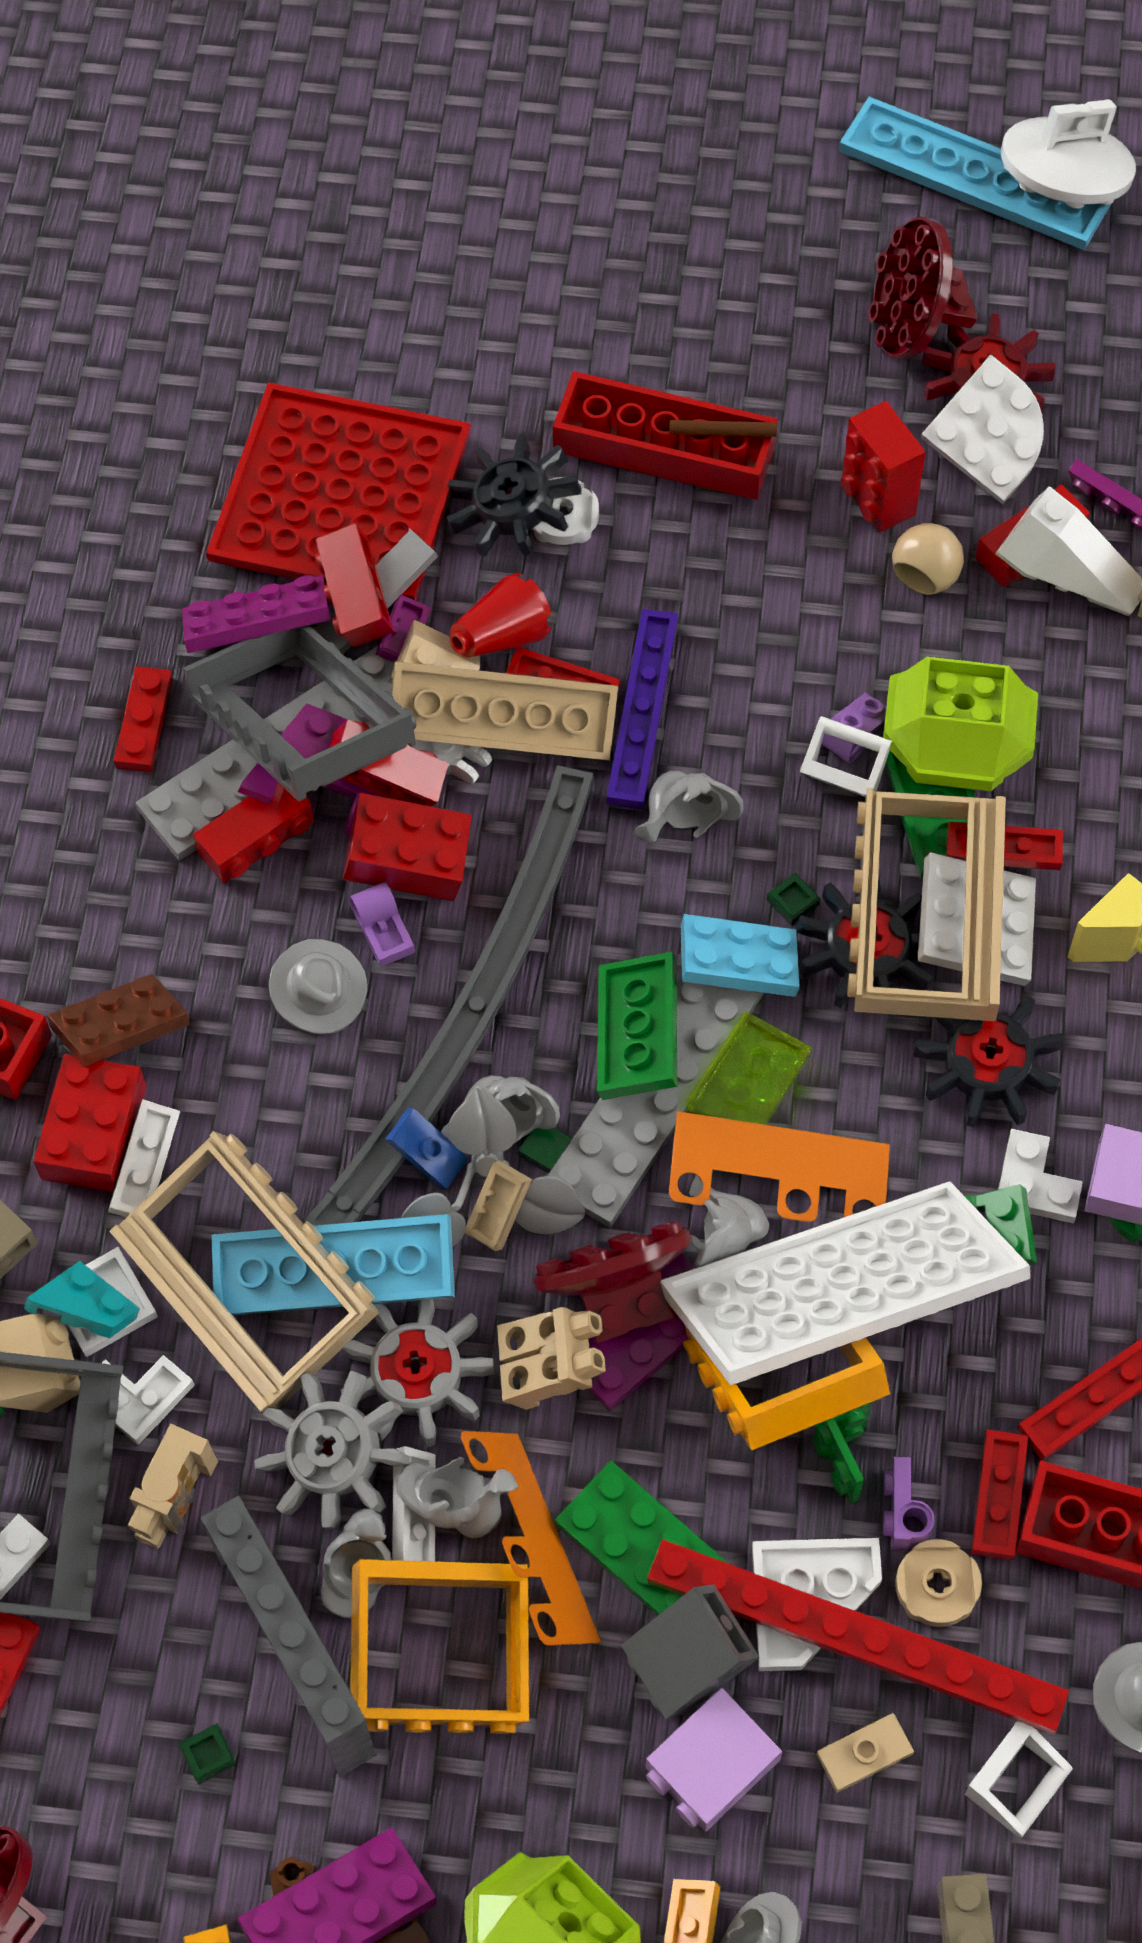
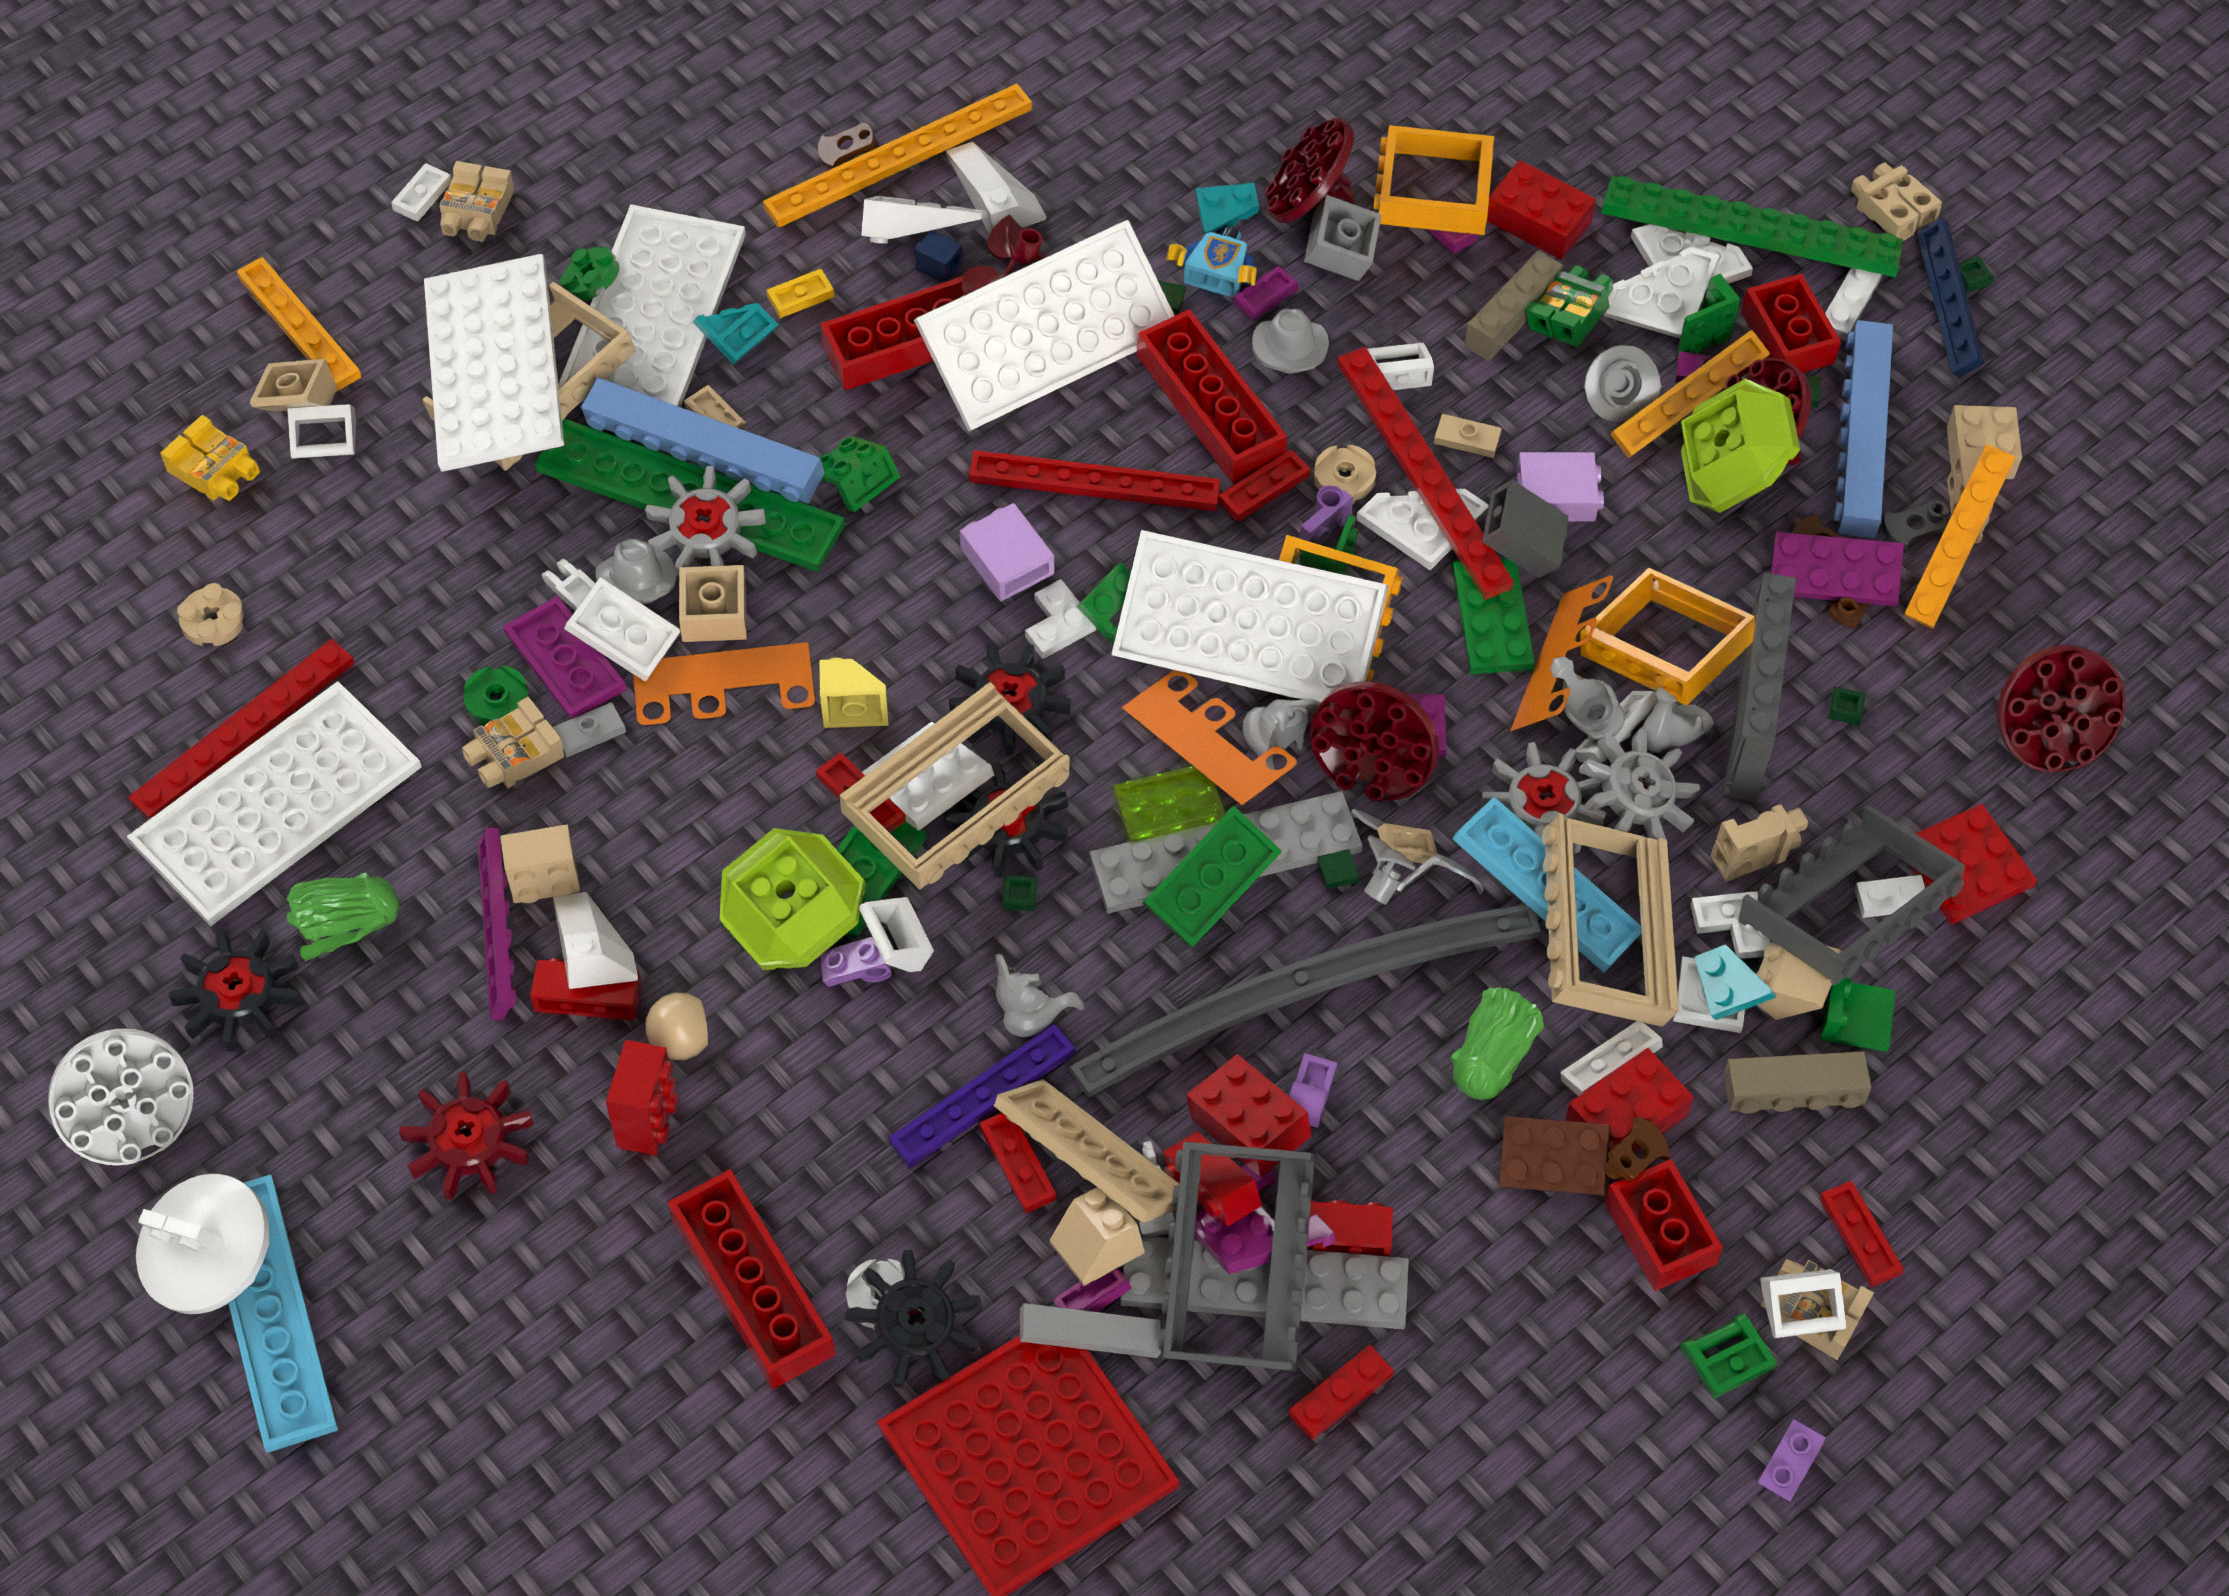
camera: 140 degrees left, 5 degrees down
(48, 1081) = (1625, 1163): none -> reddish brown piece
(252, 1074) = (1495, 1042): none -> bright green hair
(255, 613) = (1191, 1388): magenta plate -> none
(318, 986) = (1392, 1083): light grey hat -> none
(353, 586) = (1107, 1332): brick -> none
(426, 1148) = (1420, 914): blue plate -> none
(503, 619) = (1027, 1218): red cone -> none
(526, 1103) = (1345, 908): light grey piece -> none
(549, 1355) = (1464, 730): tan hips -> none
(723, 428) = (723, 1227): reddish brown bar -> none
(739, 955) = (1100, 871): medium azure plate -> none
(918, 289) = (453, 1214): dark red bracket -> none
(990, 429) = (524, 1080): white plate -> none

